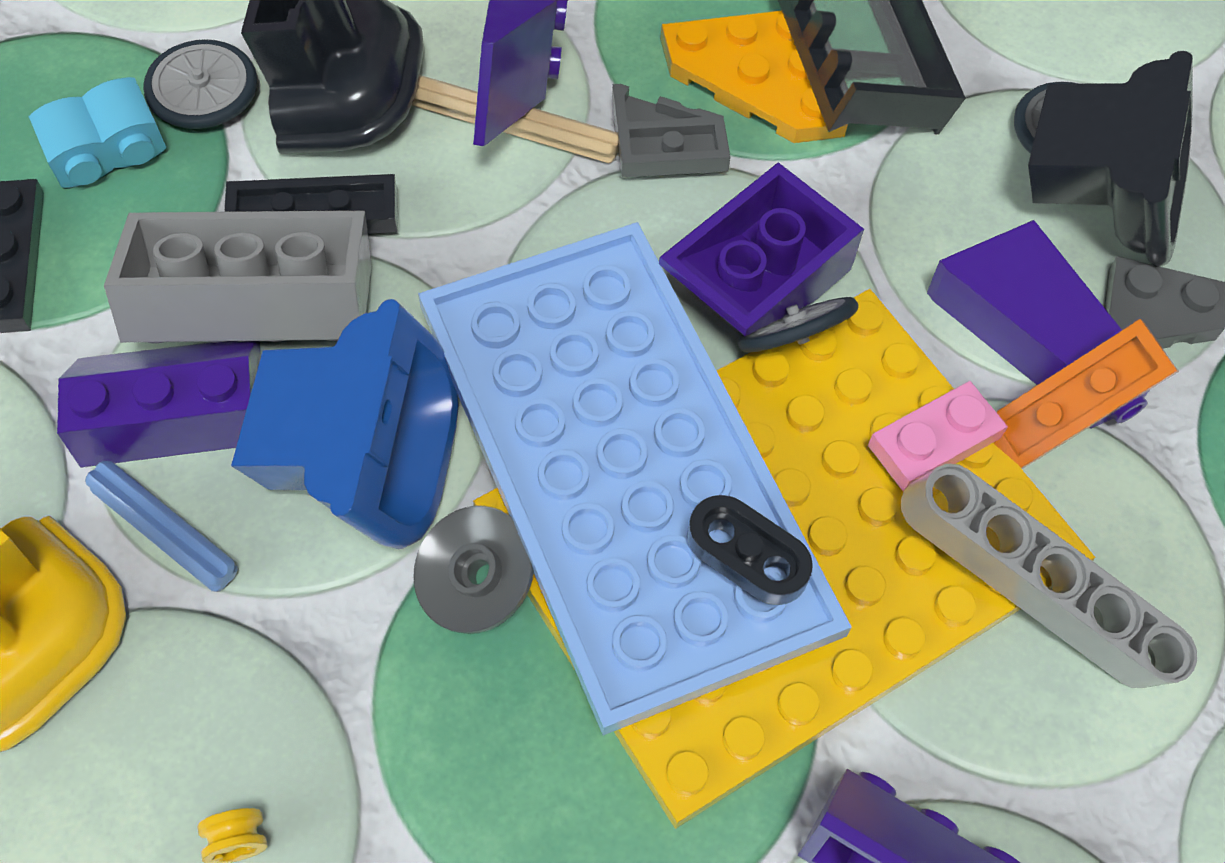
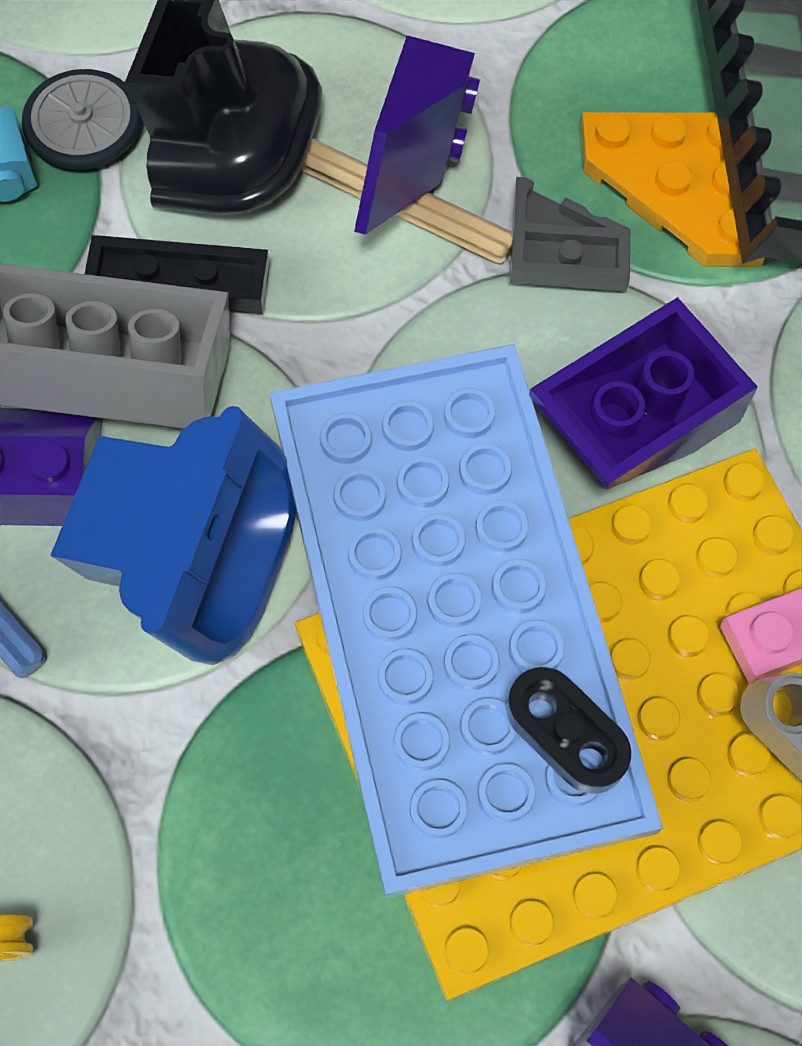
camera: 10 degrees right, 5 degrees up
(449, 565) = (257, 696): dark grey dish -> none
(800, 324) = (672, 482): black wheel -> none

